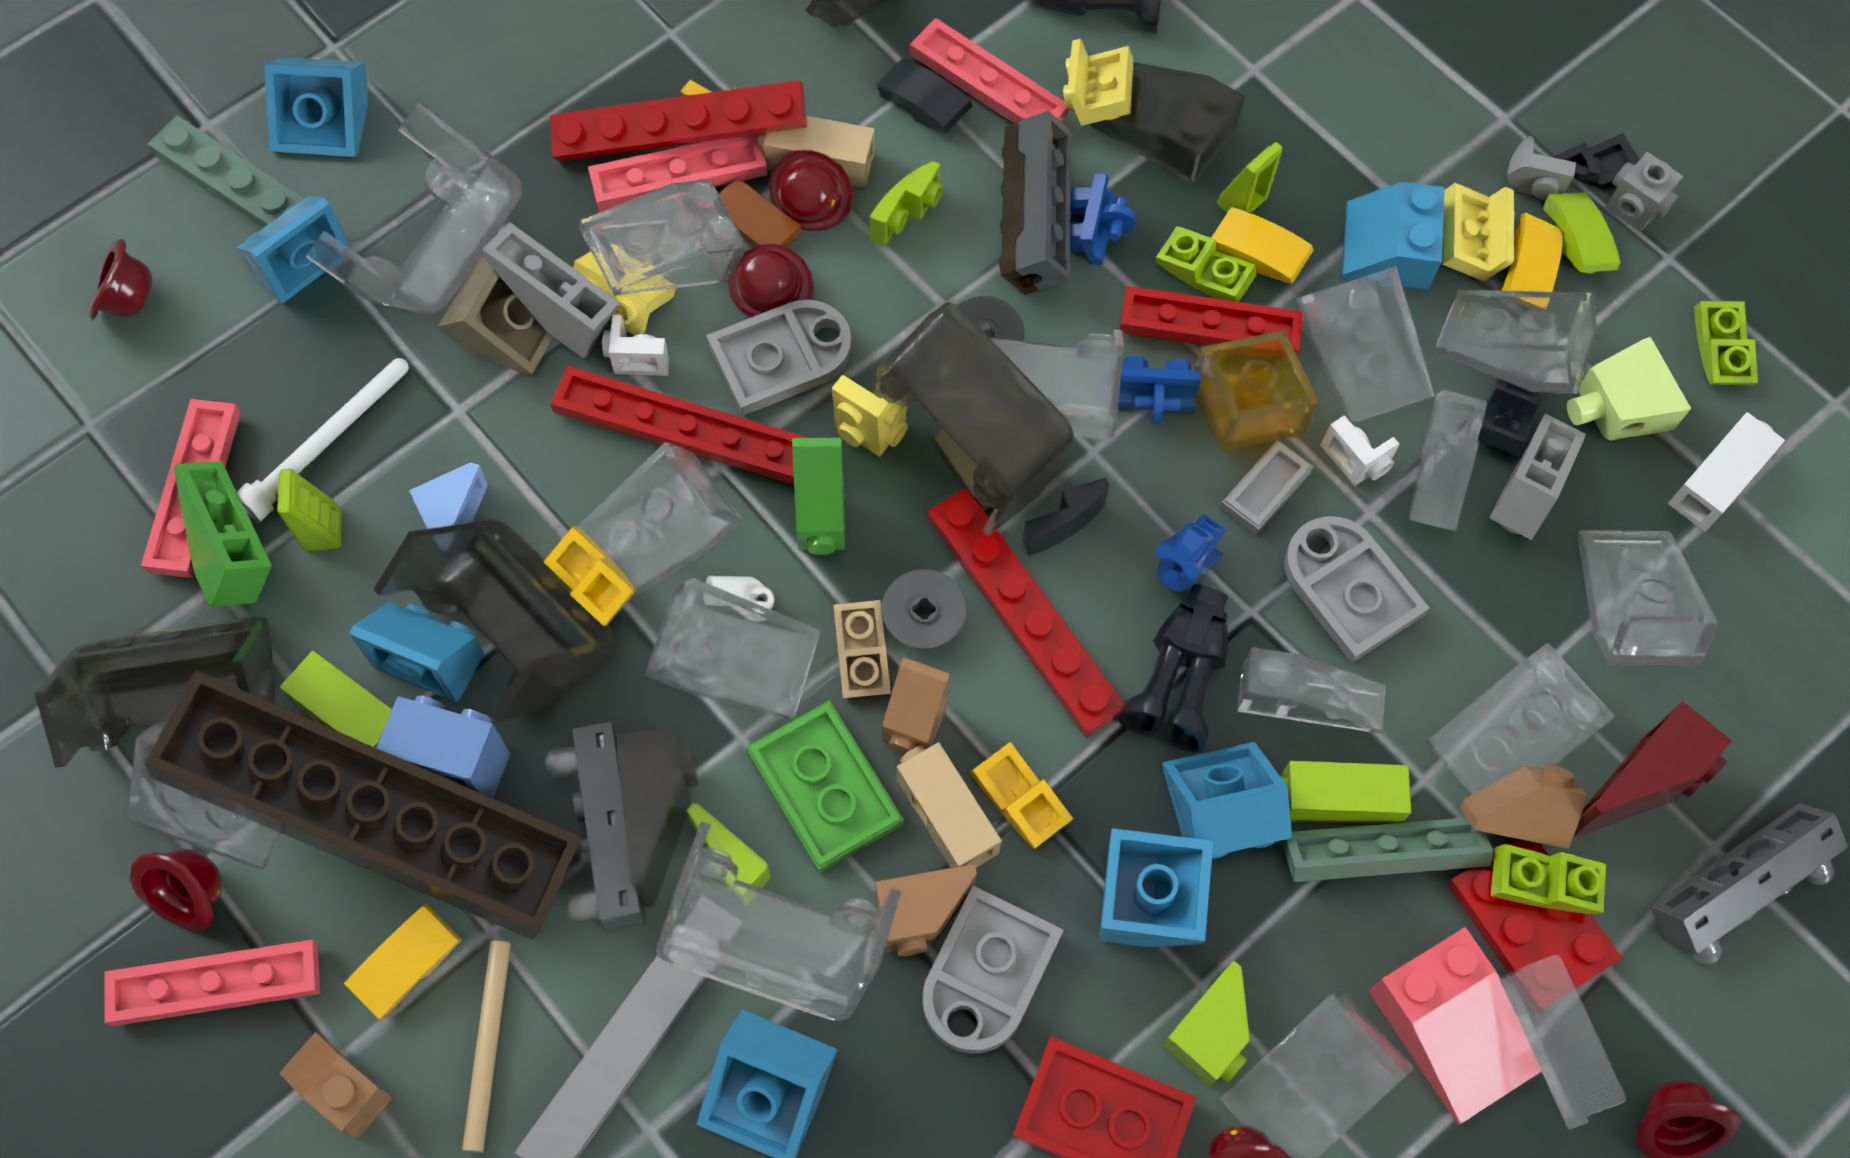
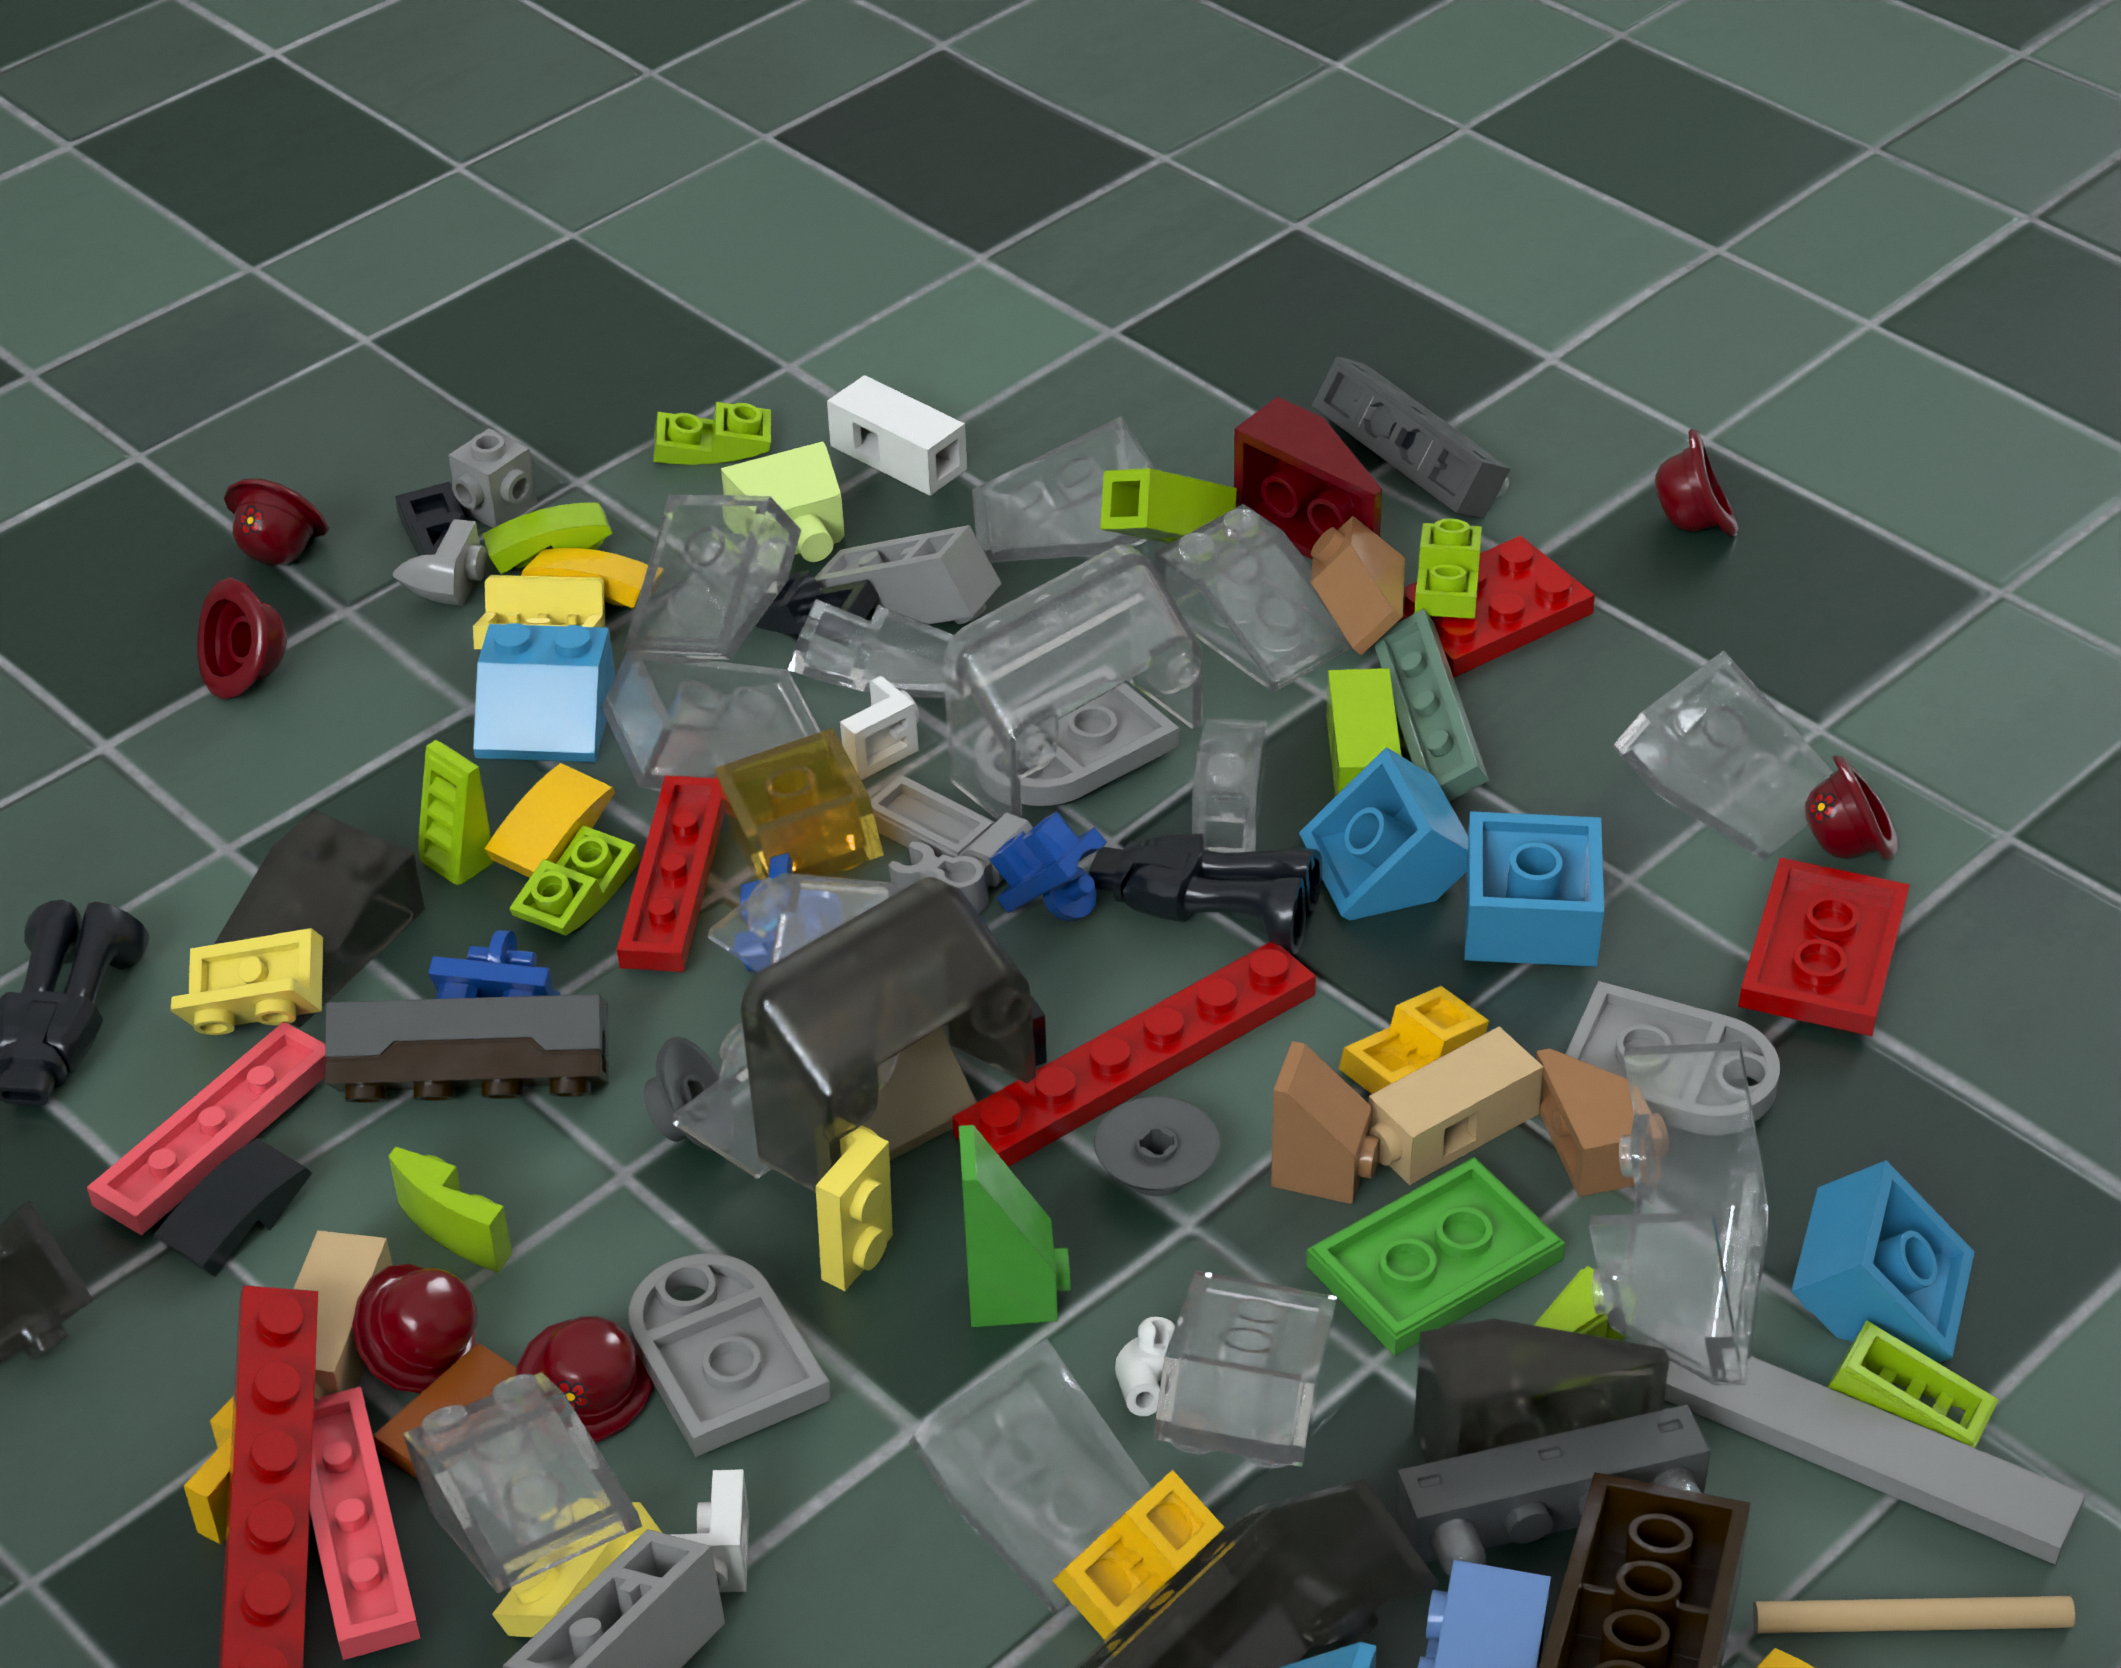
camera: 90 degrees left, 25 degrees down
(659, 1056) = (1880, 1359): none -> lime slope
(676, 421) = (855, 1467): red plate -> none
(861, 649) = (1234, 1225): tan slope -> none
(1200, 498) = (969, 872): none -> light grey bar
(1214, 1030) = (1685, 847): lime slope -> none
(1380, 558) = (1054, 653): none -> clear windscreen
(1446, 52) = (237, 639): none -> dark red hat
(1458, 1025) = (1611, 659): coral slope -> none
(1563, 1040) = (1632, 574): clear panel -> none
(1576, 58) = (272, 520): none -> dark red hat
(1604, 653) = (1160, 503): none -> lime brick

